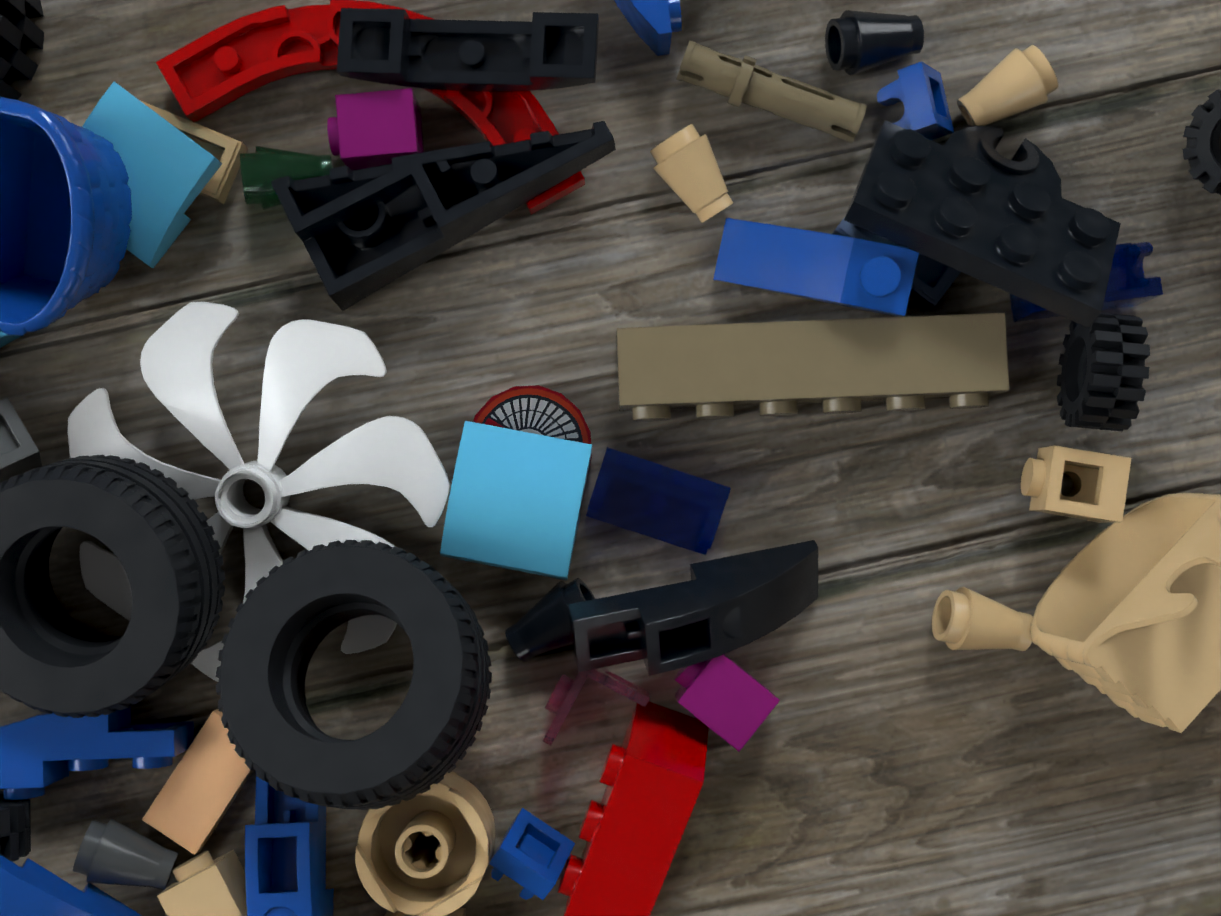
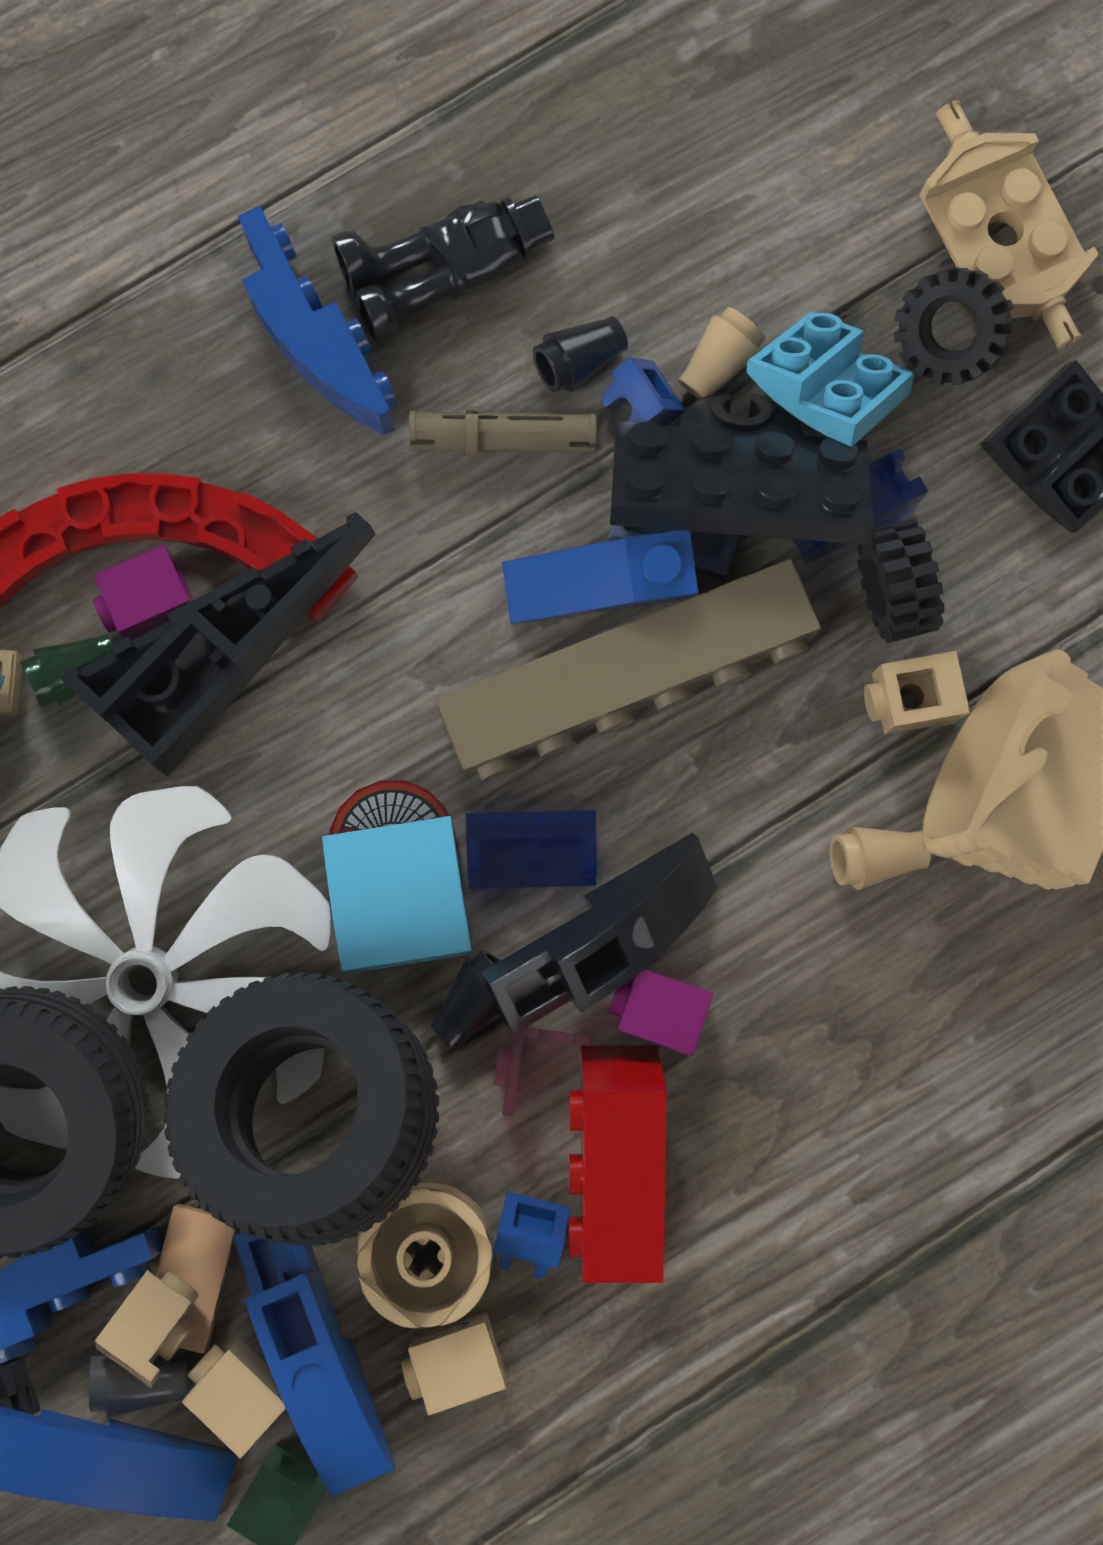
camera: 25 degrees left, 5 degrees down
(149, 817) = (148, 1325): none -> tan brick
(468, 54) = (205, 494): black slope -> none
(692, 172) = (455, 531): tan cone -> none
(1102, 149) = (826, 380): none -> medium azure slope

